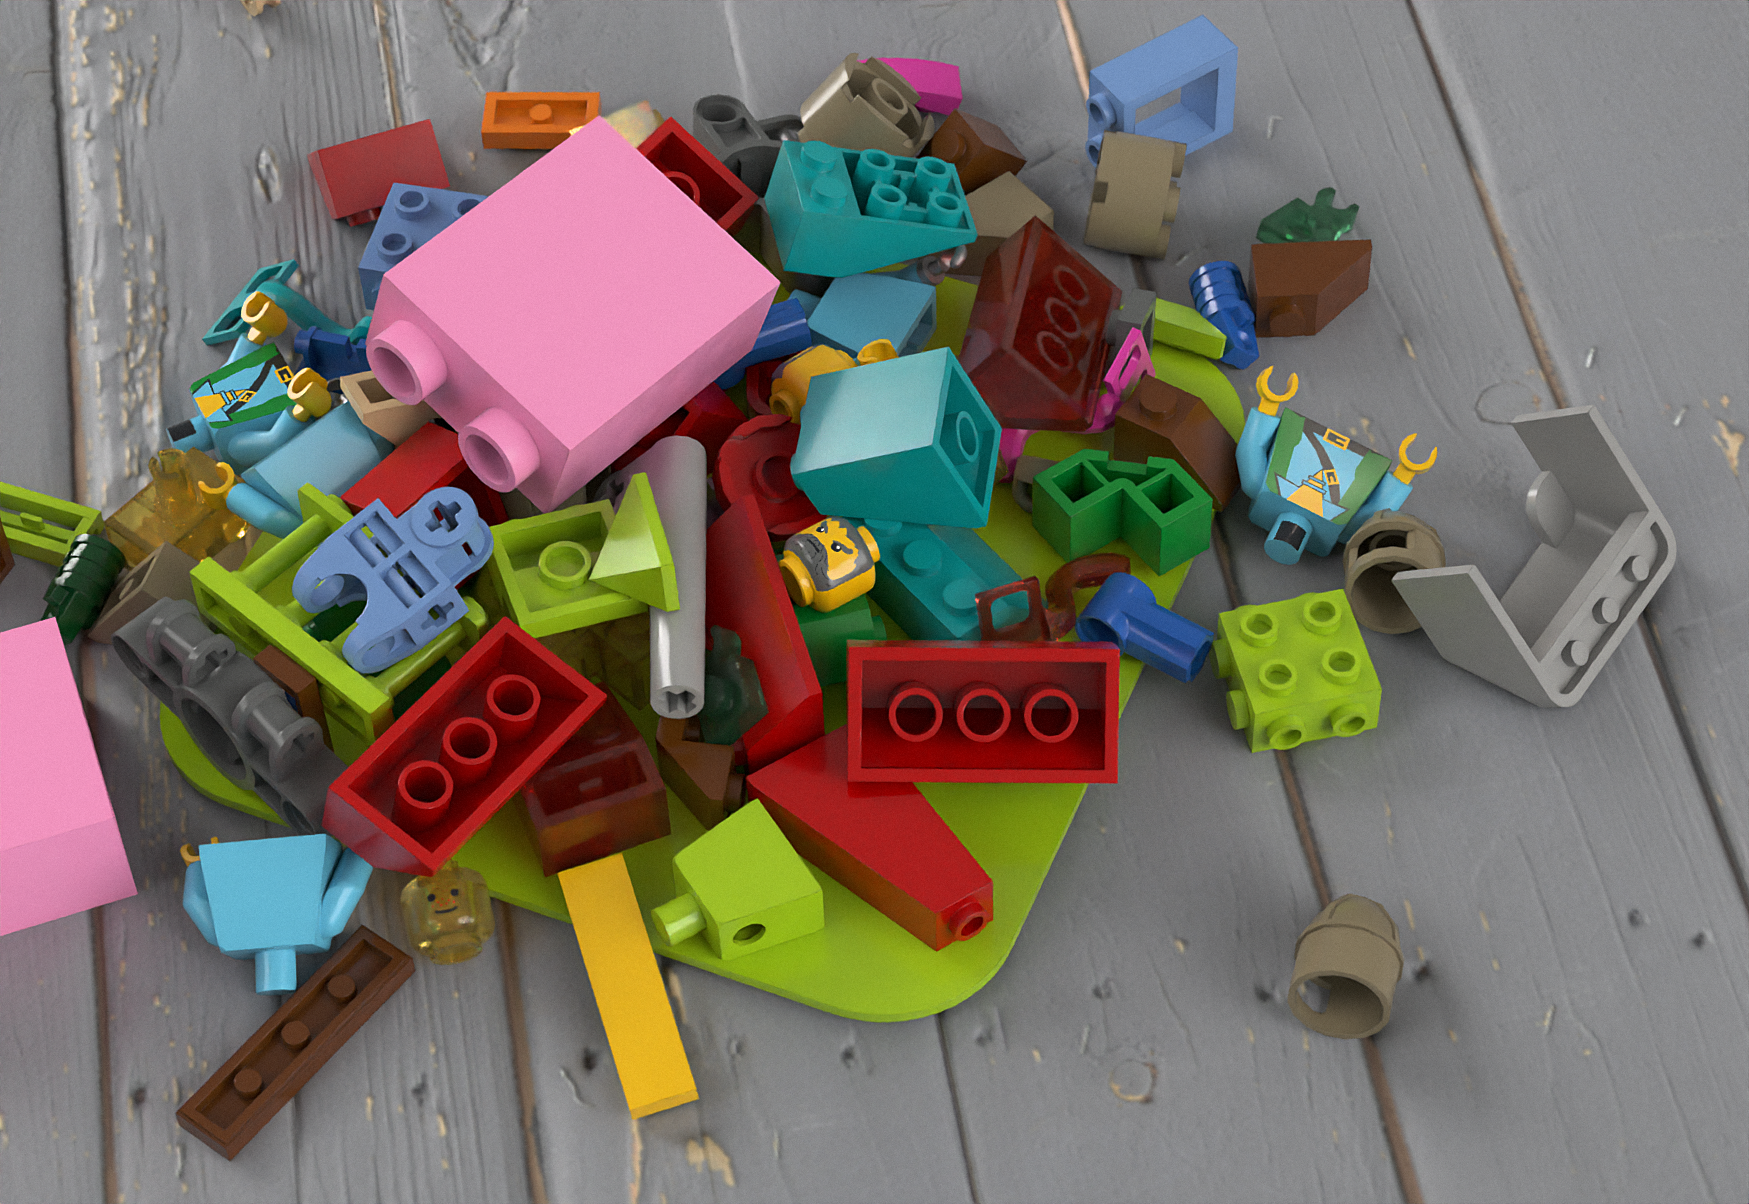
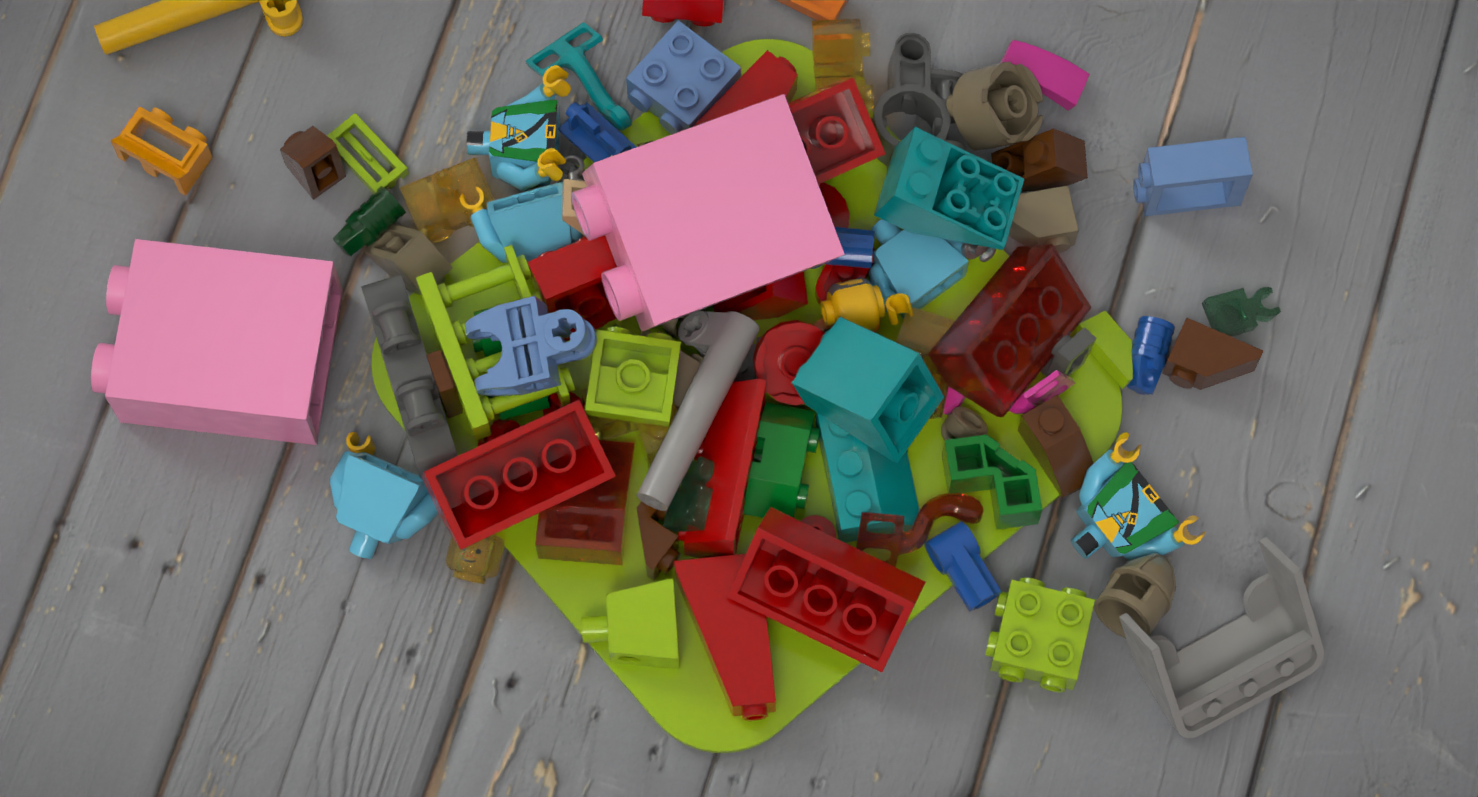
camera: 25 degrees right, 20 degrees up
(295, 1042) = (358, 590): reddish brown tile -> none
(628, 986) = (550, 650): yellow tile -> none
(637, 552) = (672, 395): lime slope -> none
(829, 564) = (786, 451): yellow head -> none
(1134, 194) = (1135, 238): dark tan brick -> none

